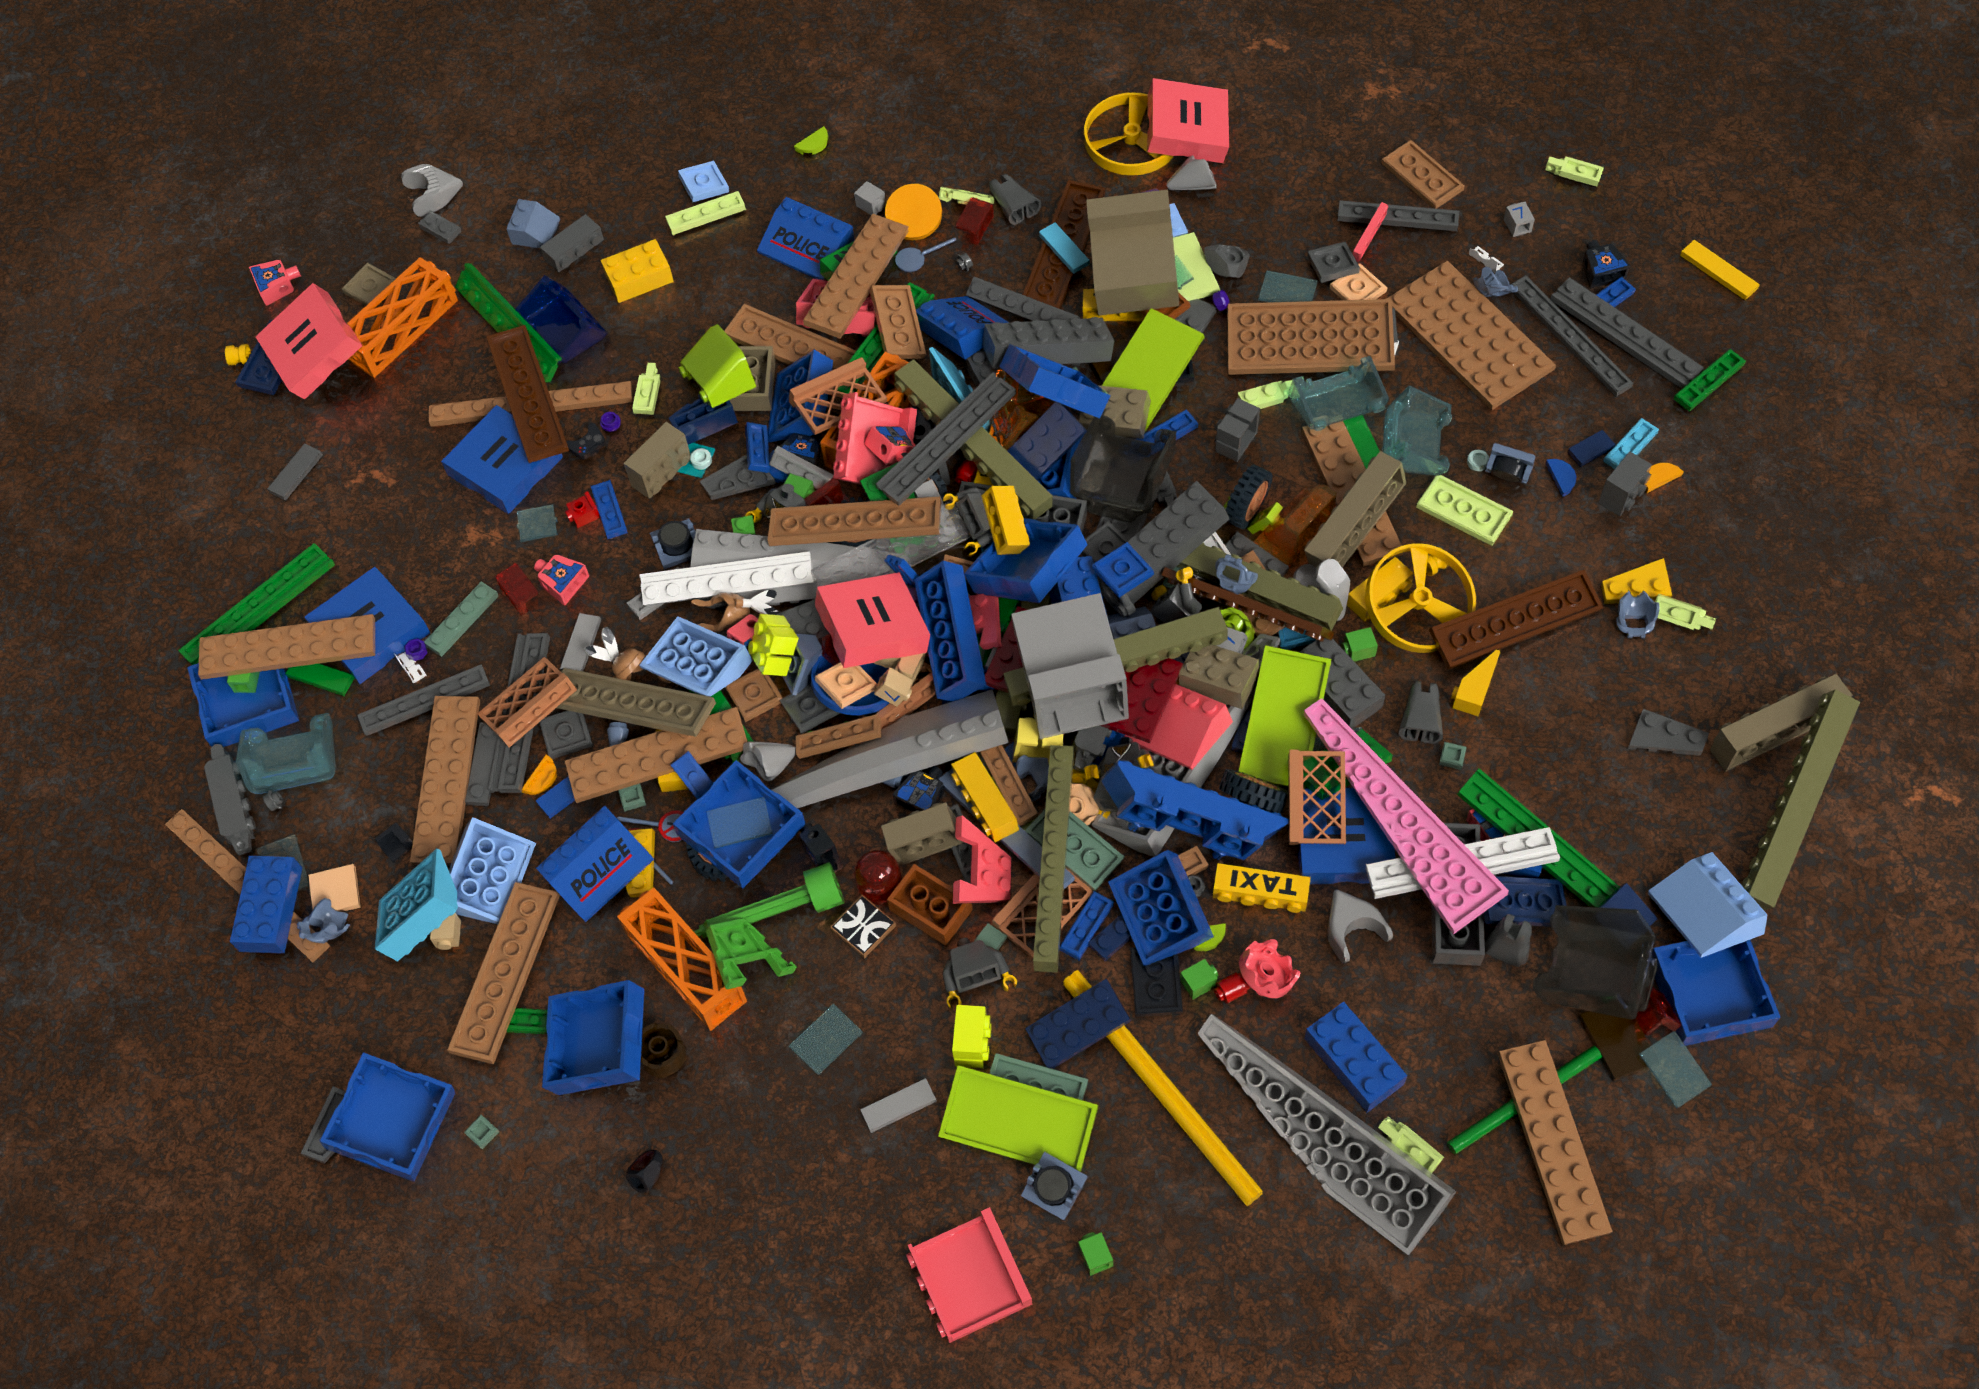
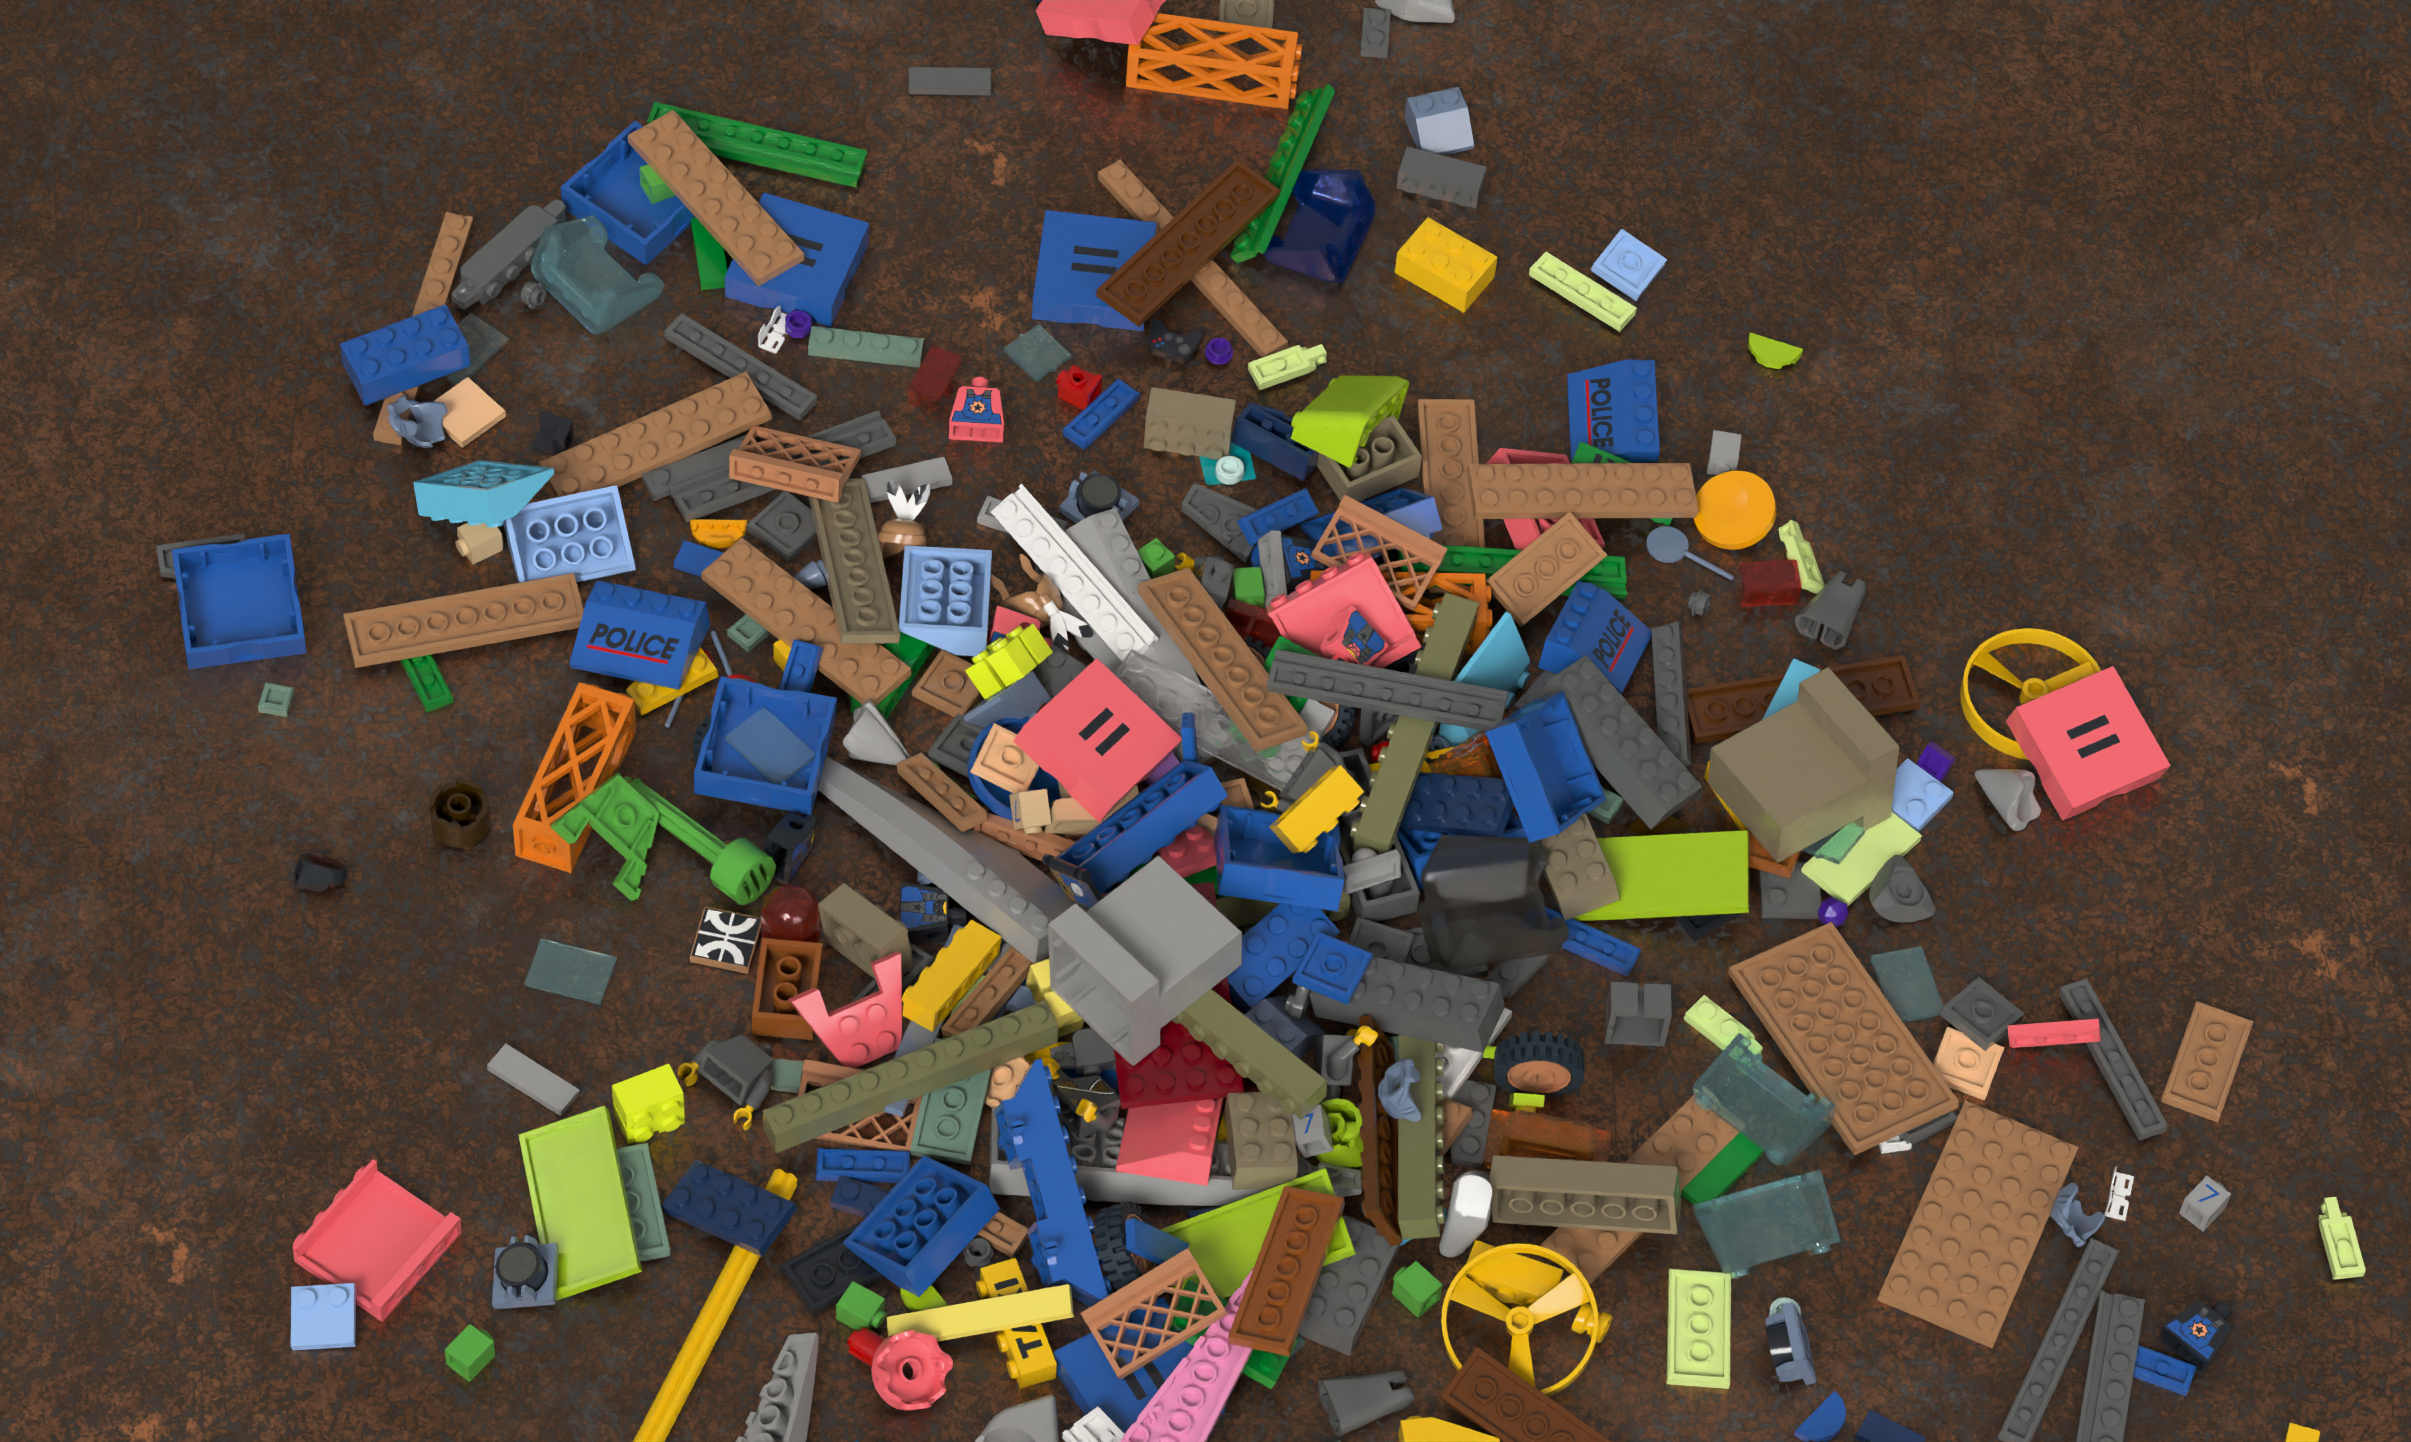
camera: 50 degrees right, 5 degrees down
(593, 1038) = (432, 739): blue tile -> none
(974, 683) = (1073, 881): none -> piece
(1010, 1343) = (323, 1316): none -> light blue plate
(1059, 512) = (1370, 869): none -> light grey tile
(1251, 905) = (988, 1314): none -> light yellow tile
(1264, 772) = (1151, 1242): none -> blue tile
(1332, 703) = (1286, 1271): none -> dark orange plate

